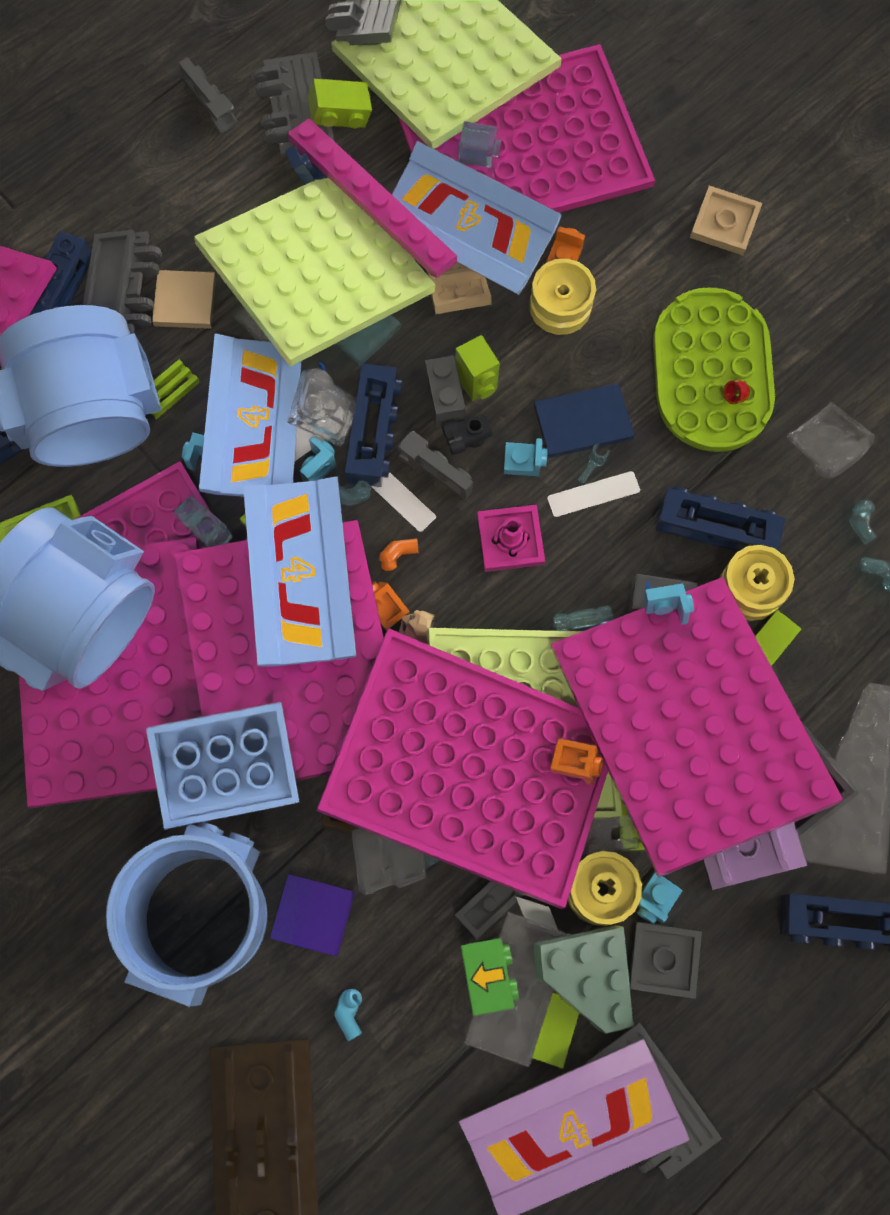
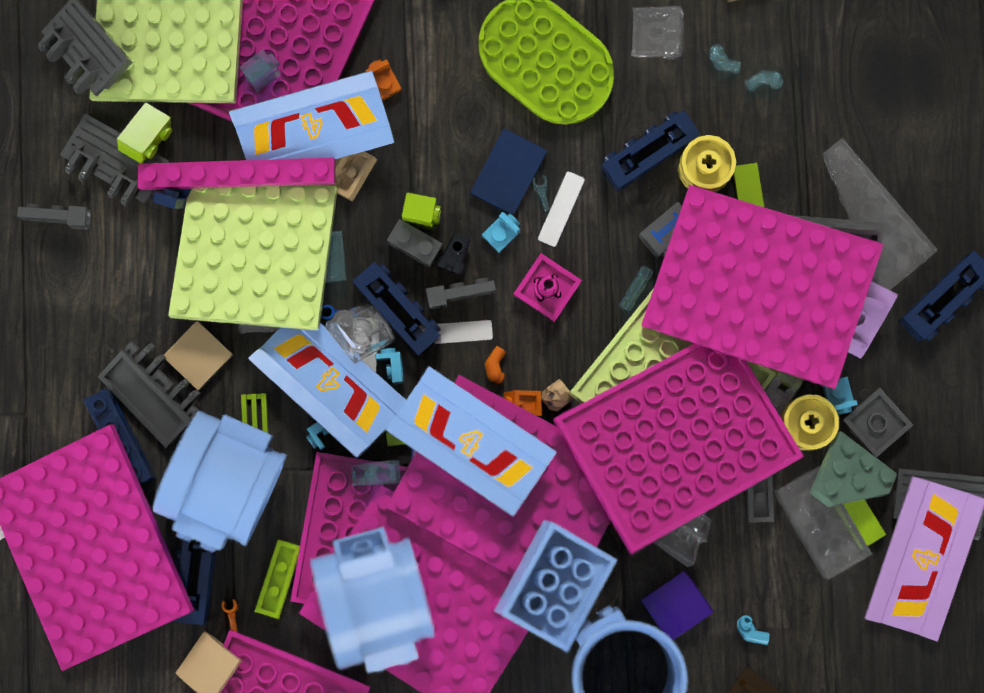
camera: 50 degrees left, 10 degrees up
(356, 494) = (433, 360): clear light blue arm -> none
(488, 976) = (805, 534): bright green brick -> none
(536, 912) = (789, 473): white sticker -> none
(562, 296) = (403, 105): light yellow wheel -> none
(577, 760) = (727, 374): orange bracket -> none
(666, 599) = (677, 236): medium azure bracket -> none
(734, 387) = (572, 63): red hinge -> none

